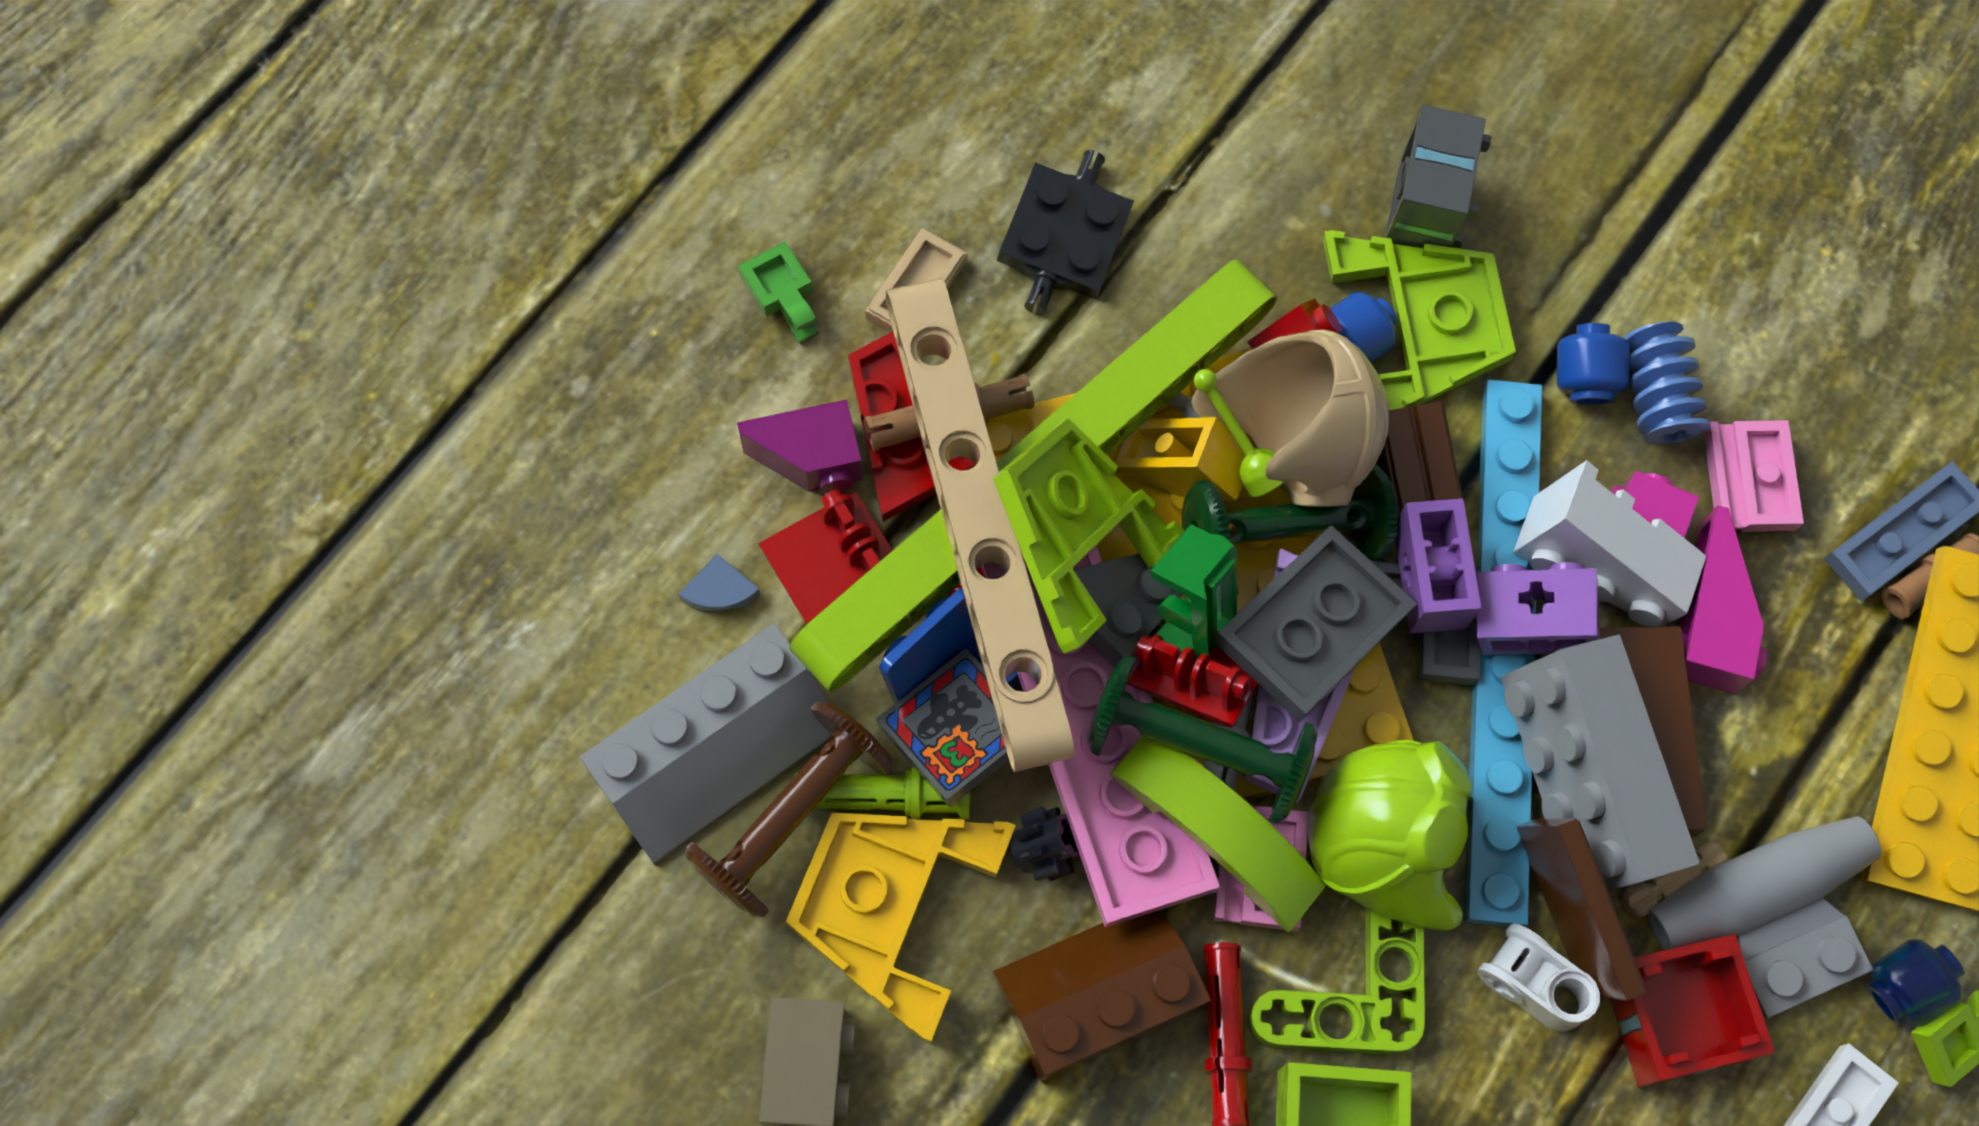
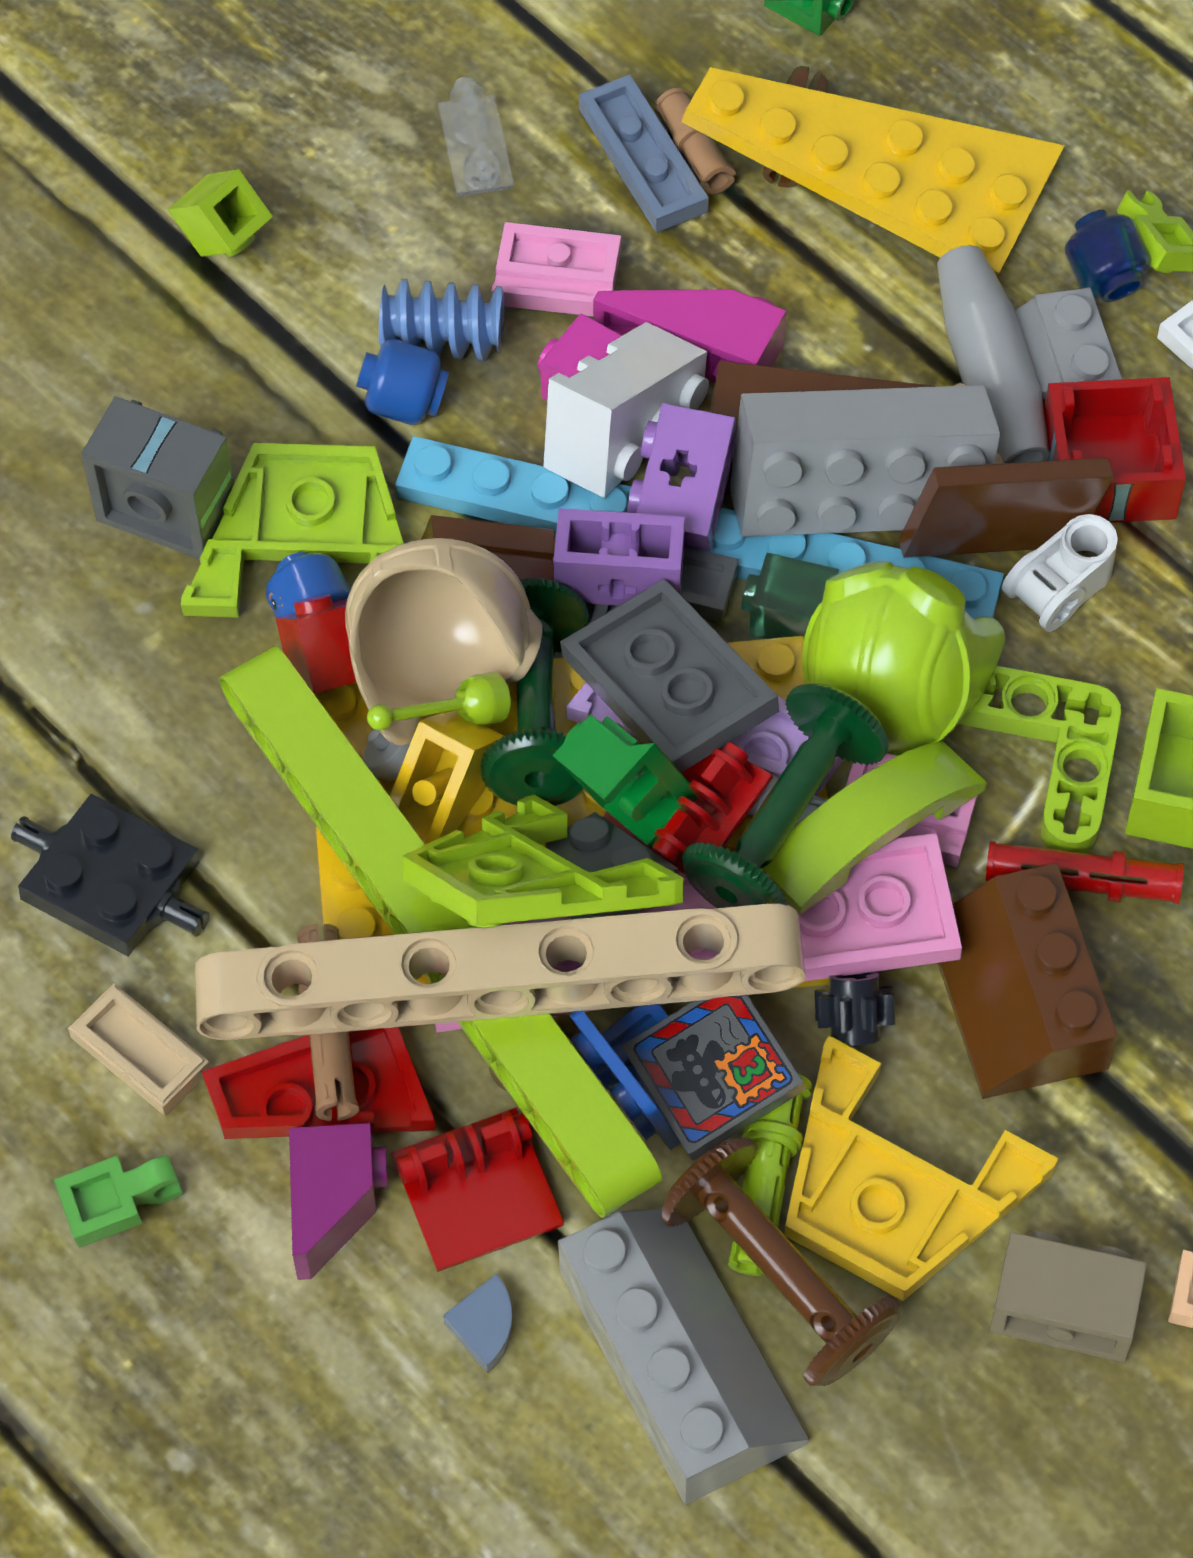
camera: 75 degrees left, 10 degrees down
(1454, 721) = (784, 596): none -> clear green brick
(1723, 182) = (220, 214): none -> lime brick
(1876, 383) = (474, 140): none -> clear hinge

